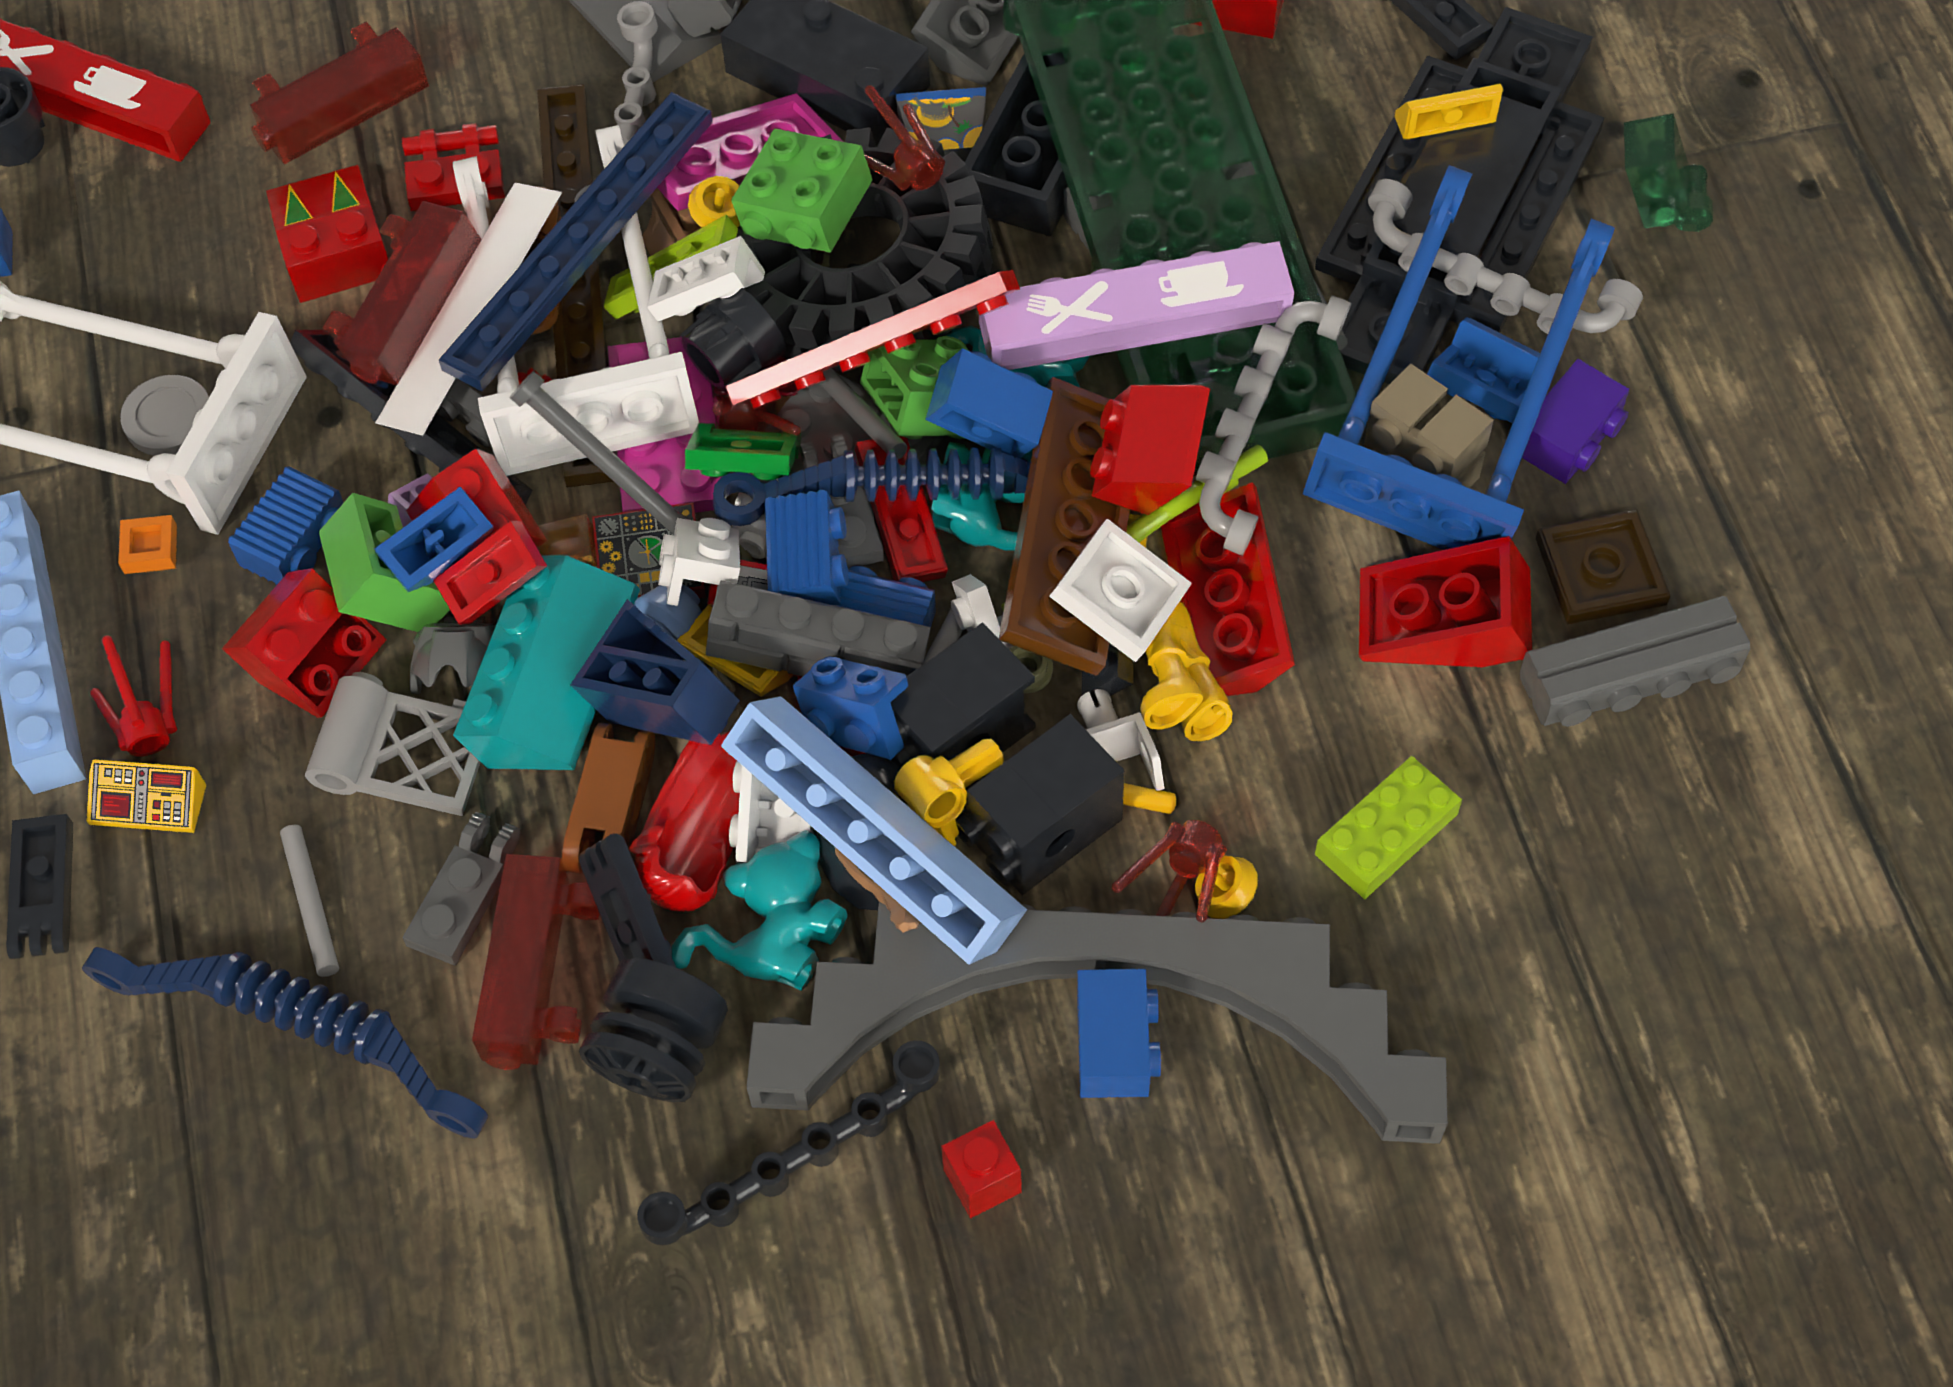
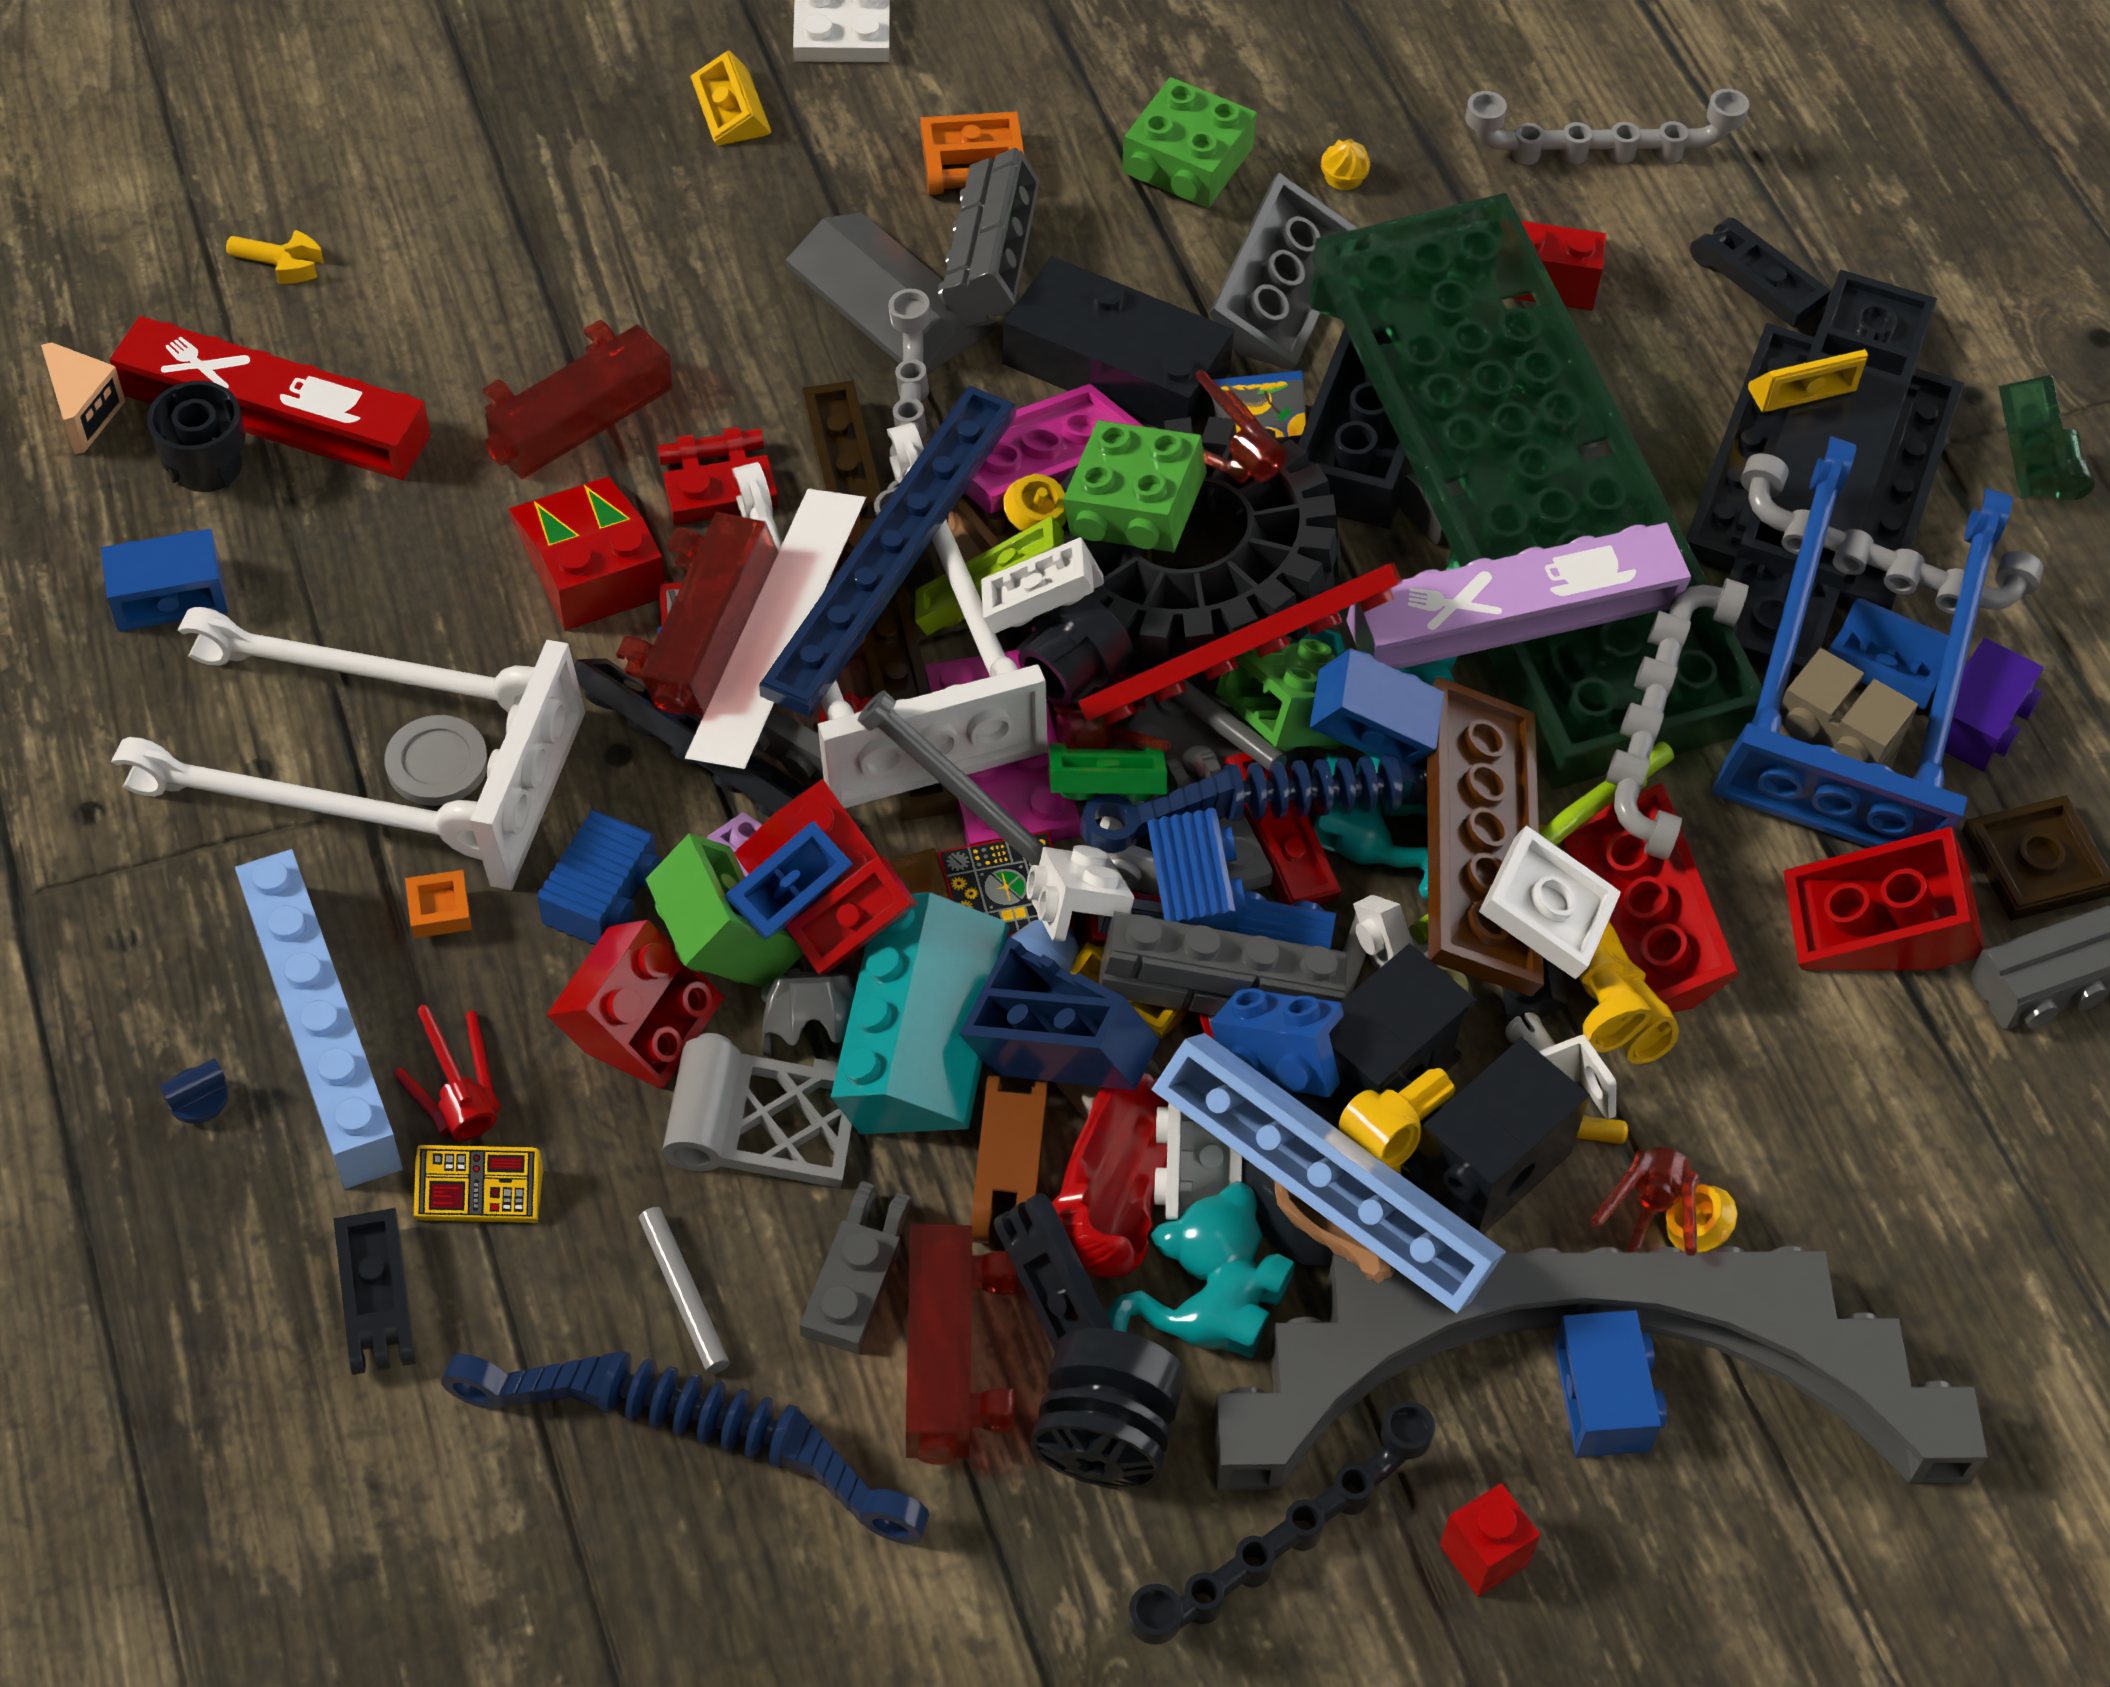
camera: 10 degrees left, 5 degrees down
(1149, 445) = (1562, 745): red slope -> none
(1388, 827) = (1861, 1145): lime piece -> none

